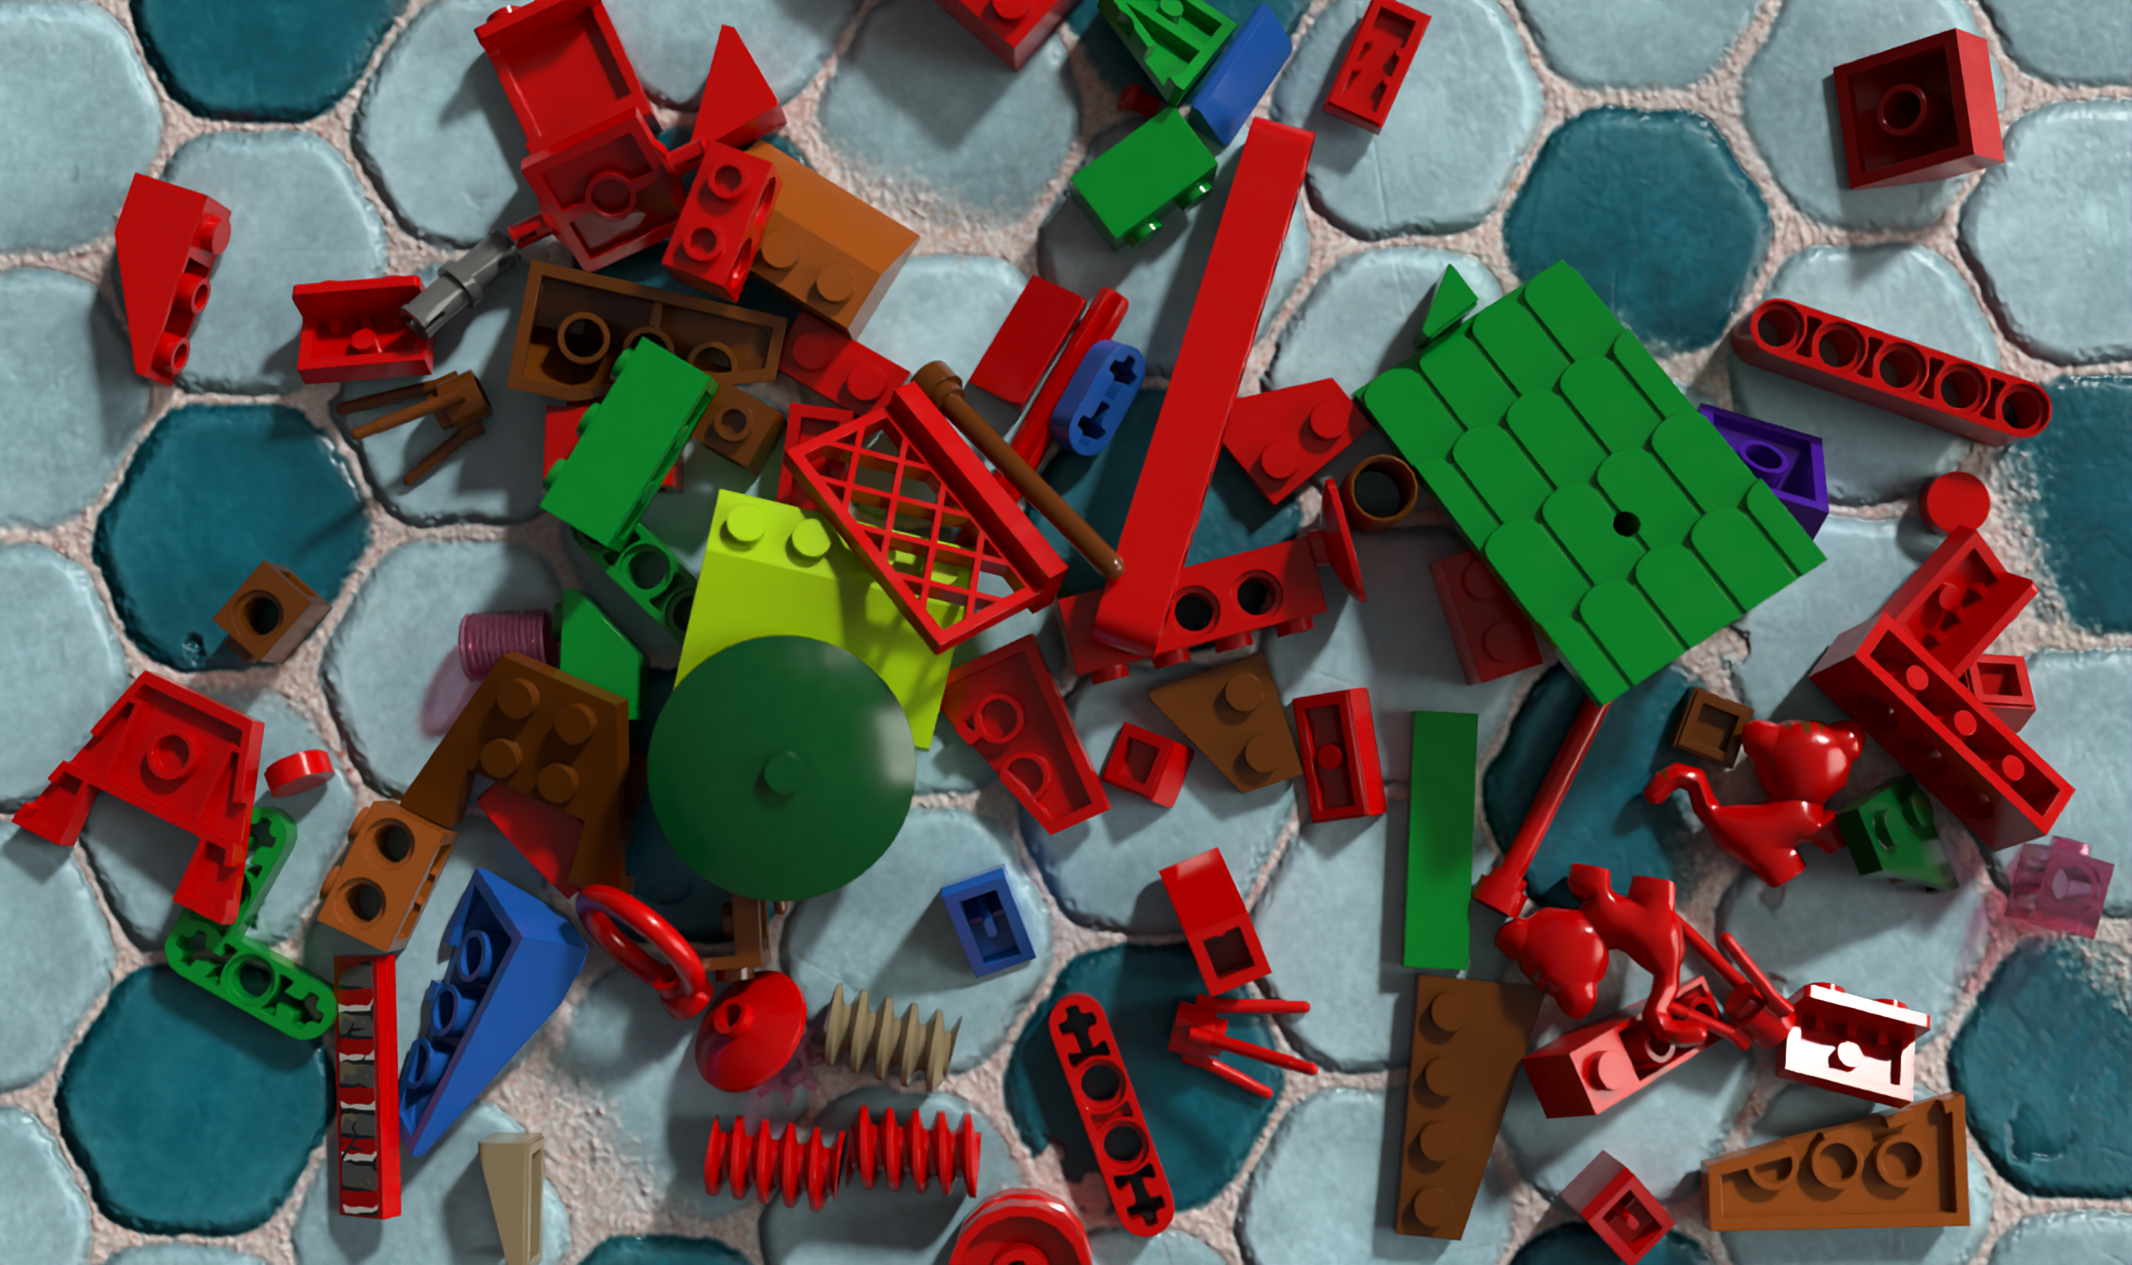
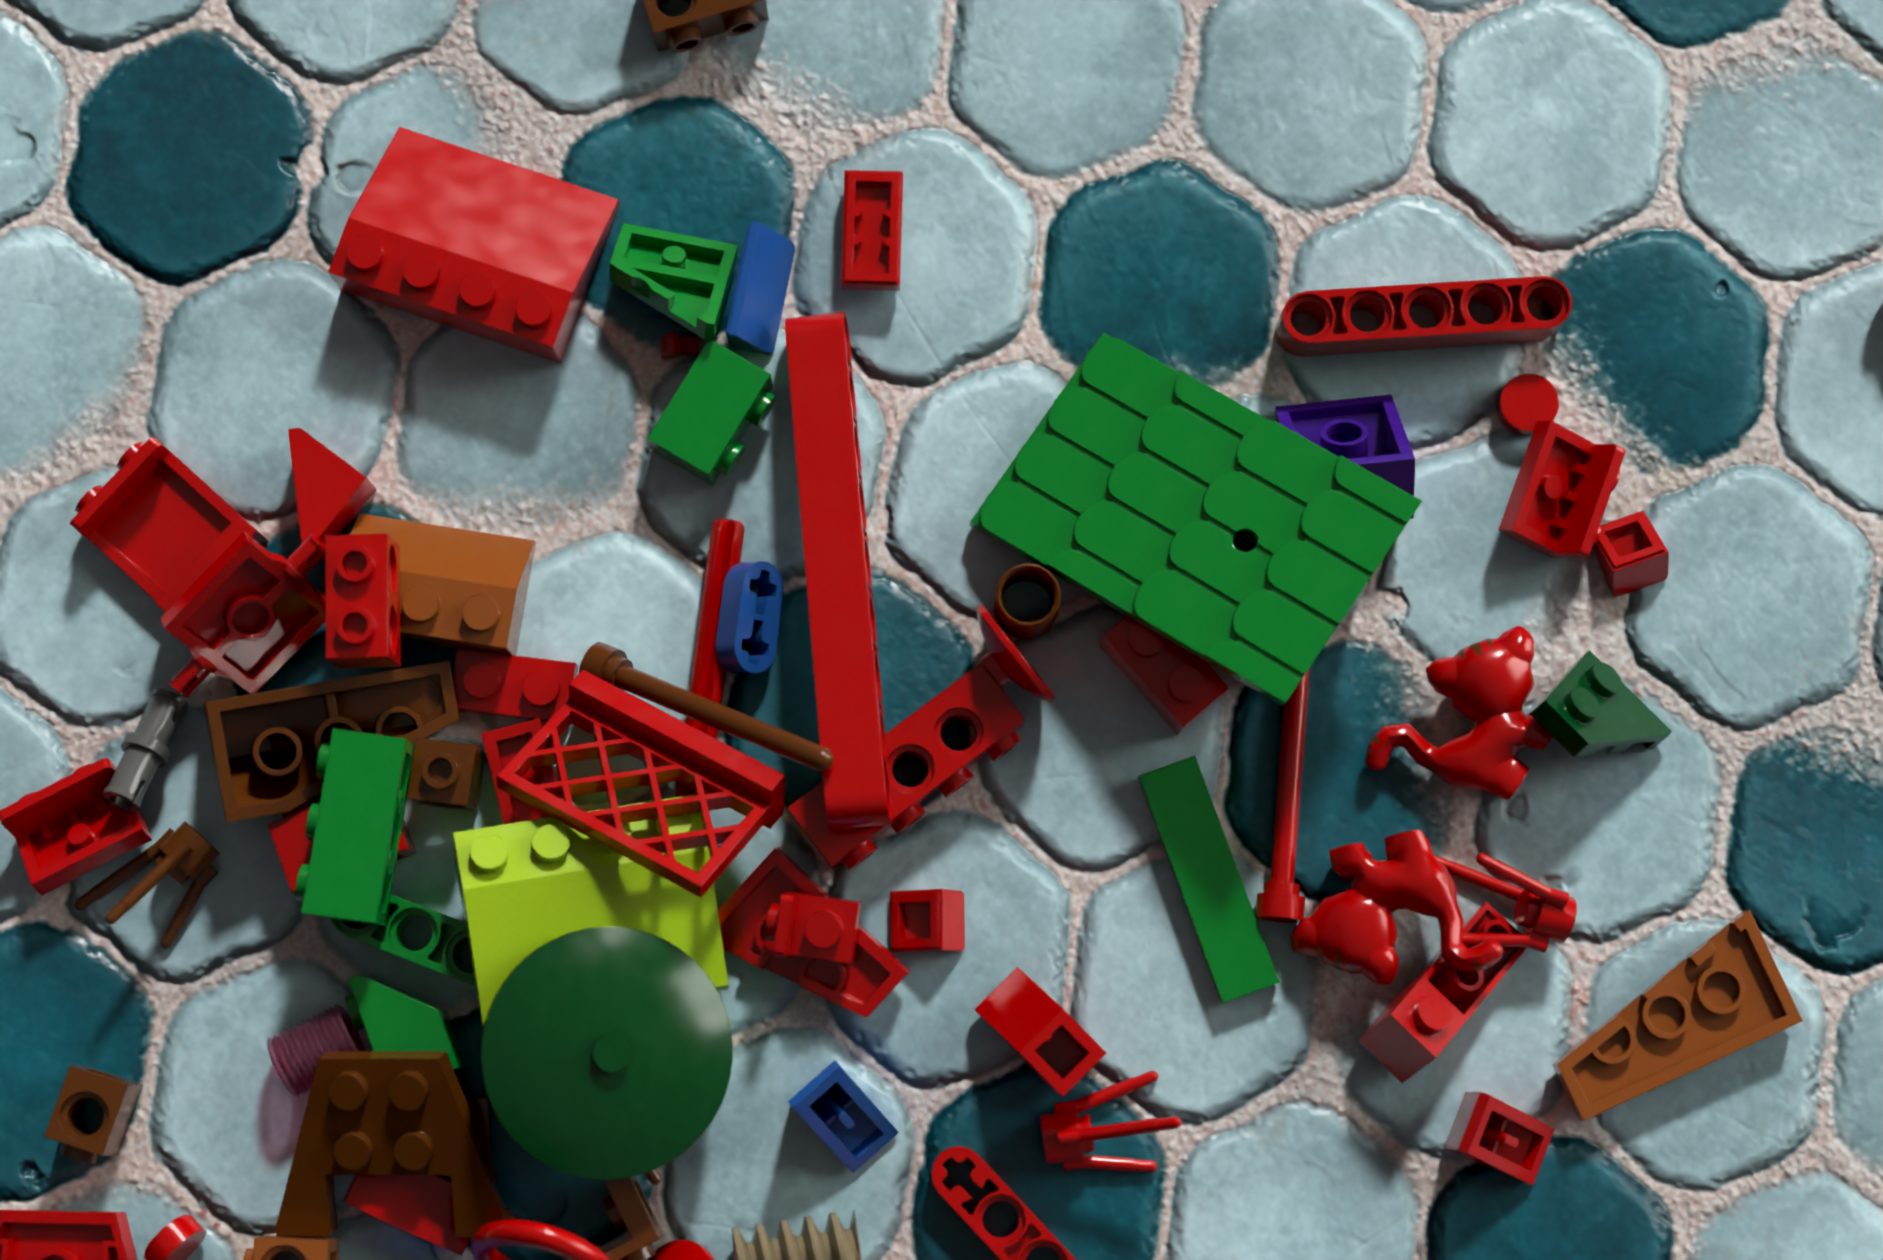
camera: 25 degrees left, 5 degrees down
(1028, 343) = (669, 595): red slope -> none
(1036, 727) = (814, 926): none -> red bracket
(1234, 722) = (986, 851): reddish brown wing -> none
(1291, 434) = (932, 580): red wing -> none
(1339, 755) = (1091, 841): red slope -> none
(1447, 306) = (1021, 416): green slope -> none
(1457, 1088) = (1315, 1091): reddish brown wing -> none
(1710, 727) = (1400, 683): reddish brown tile -> none
(1852, 1044) = (1635, 906): red bracket -> none
(1919, 112) = (1354, 84): red slope -> none
(1942, 733) = (1595, 606): red brick -> none
(2032, 889) = (1736, 715): clear pink brick -> none

